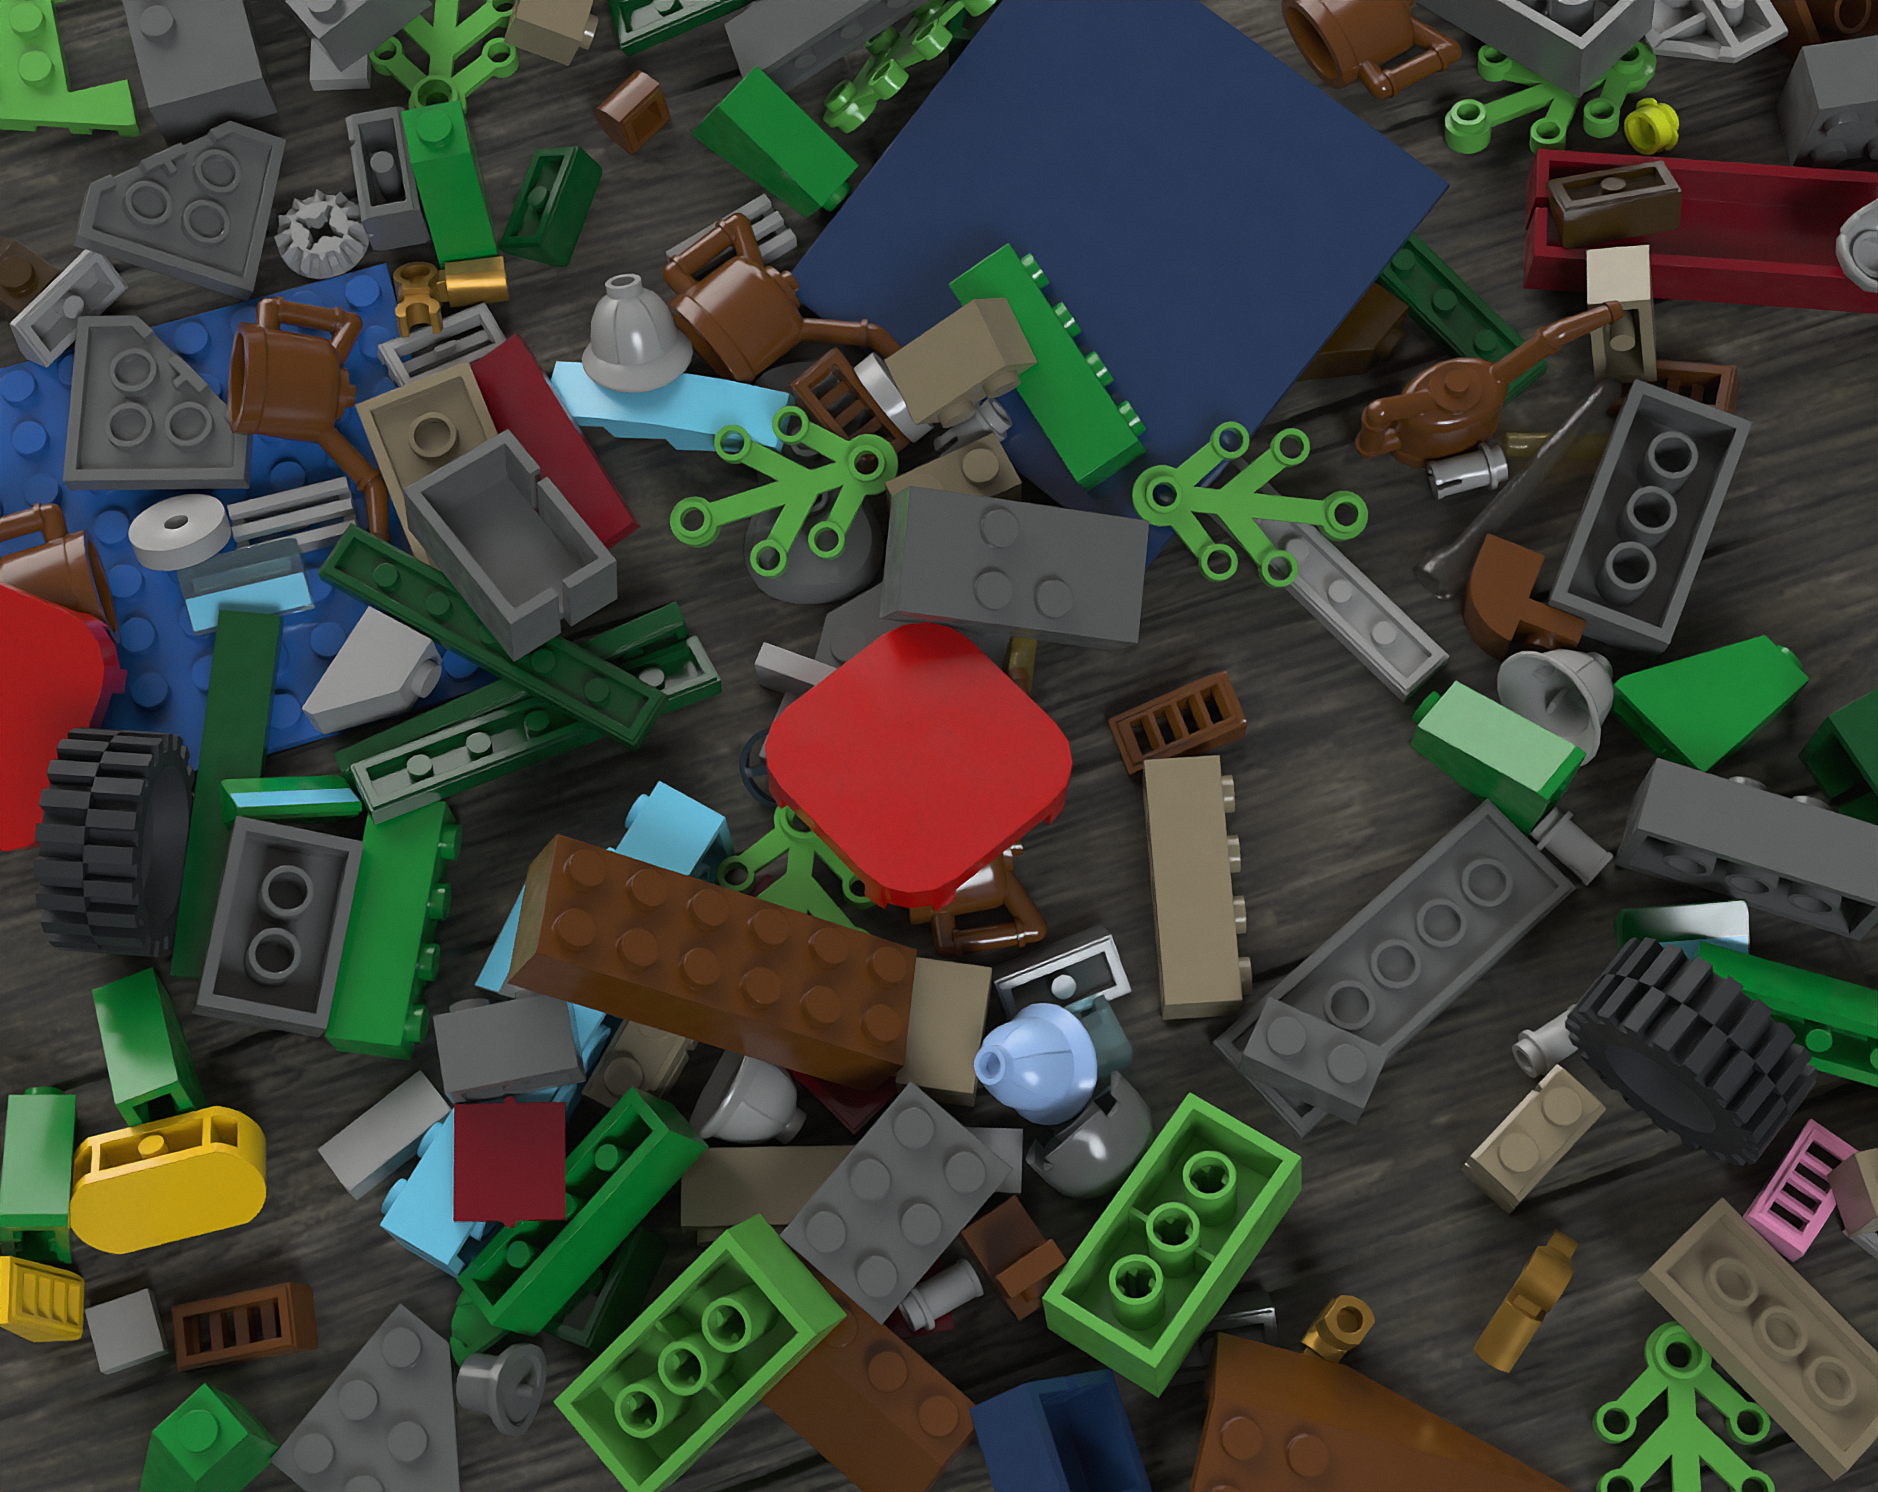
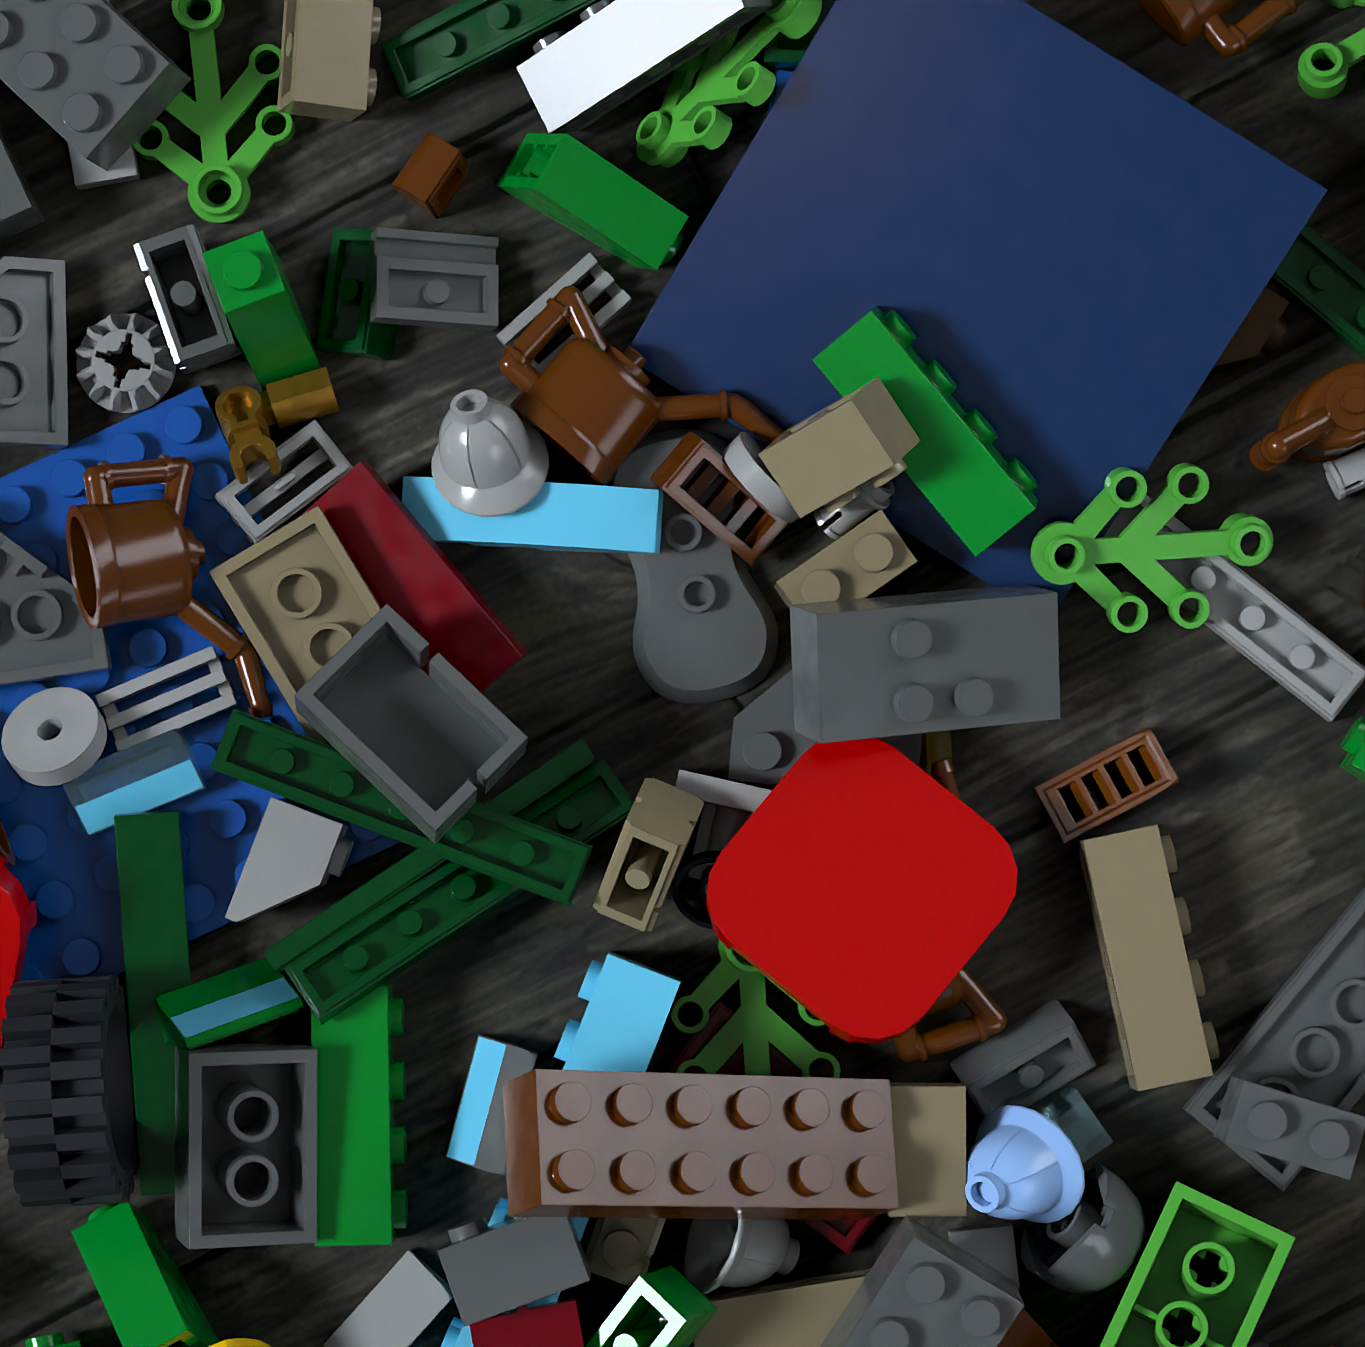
camera: 15 degrees left, 15 degrees up
(616, 194) = (434, 279): none -> dark grey plate
(718, 712) = (648, 854): none -> dark tan brick
(794, 489) = (681, 594): bright green plant -> none

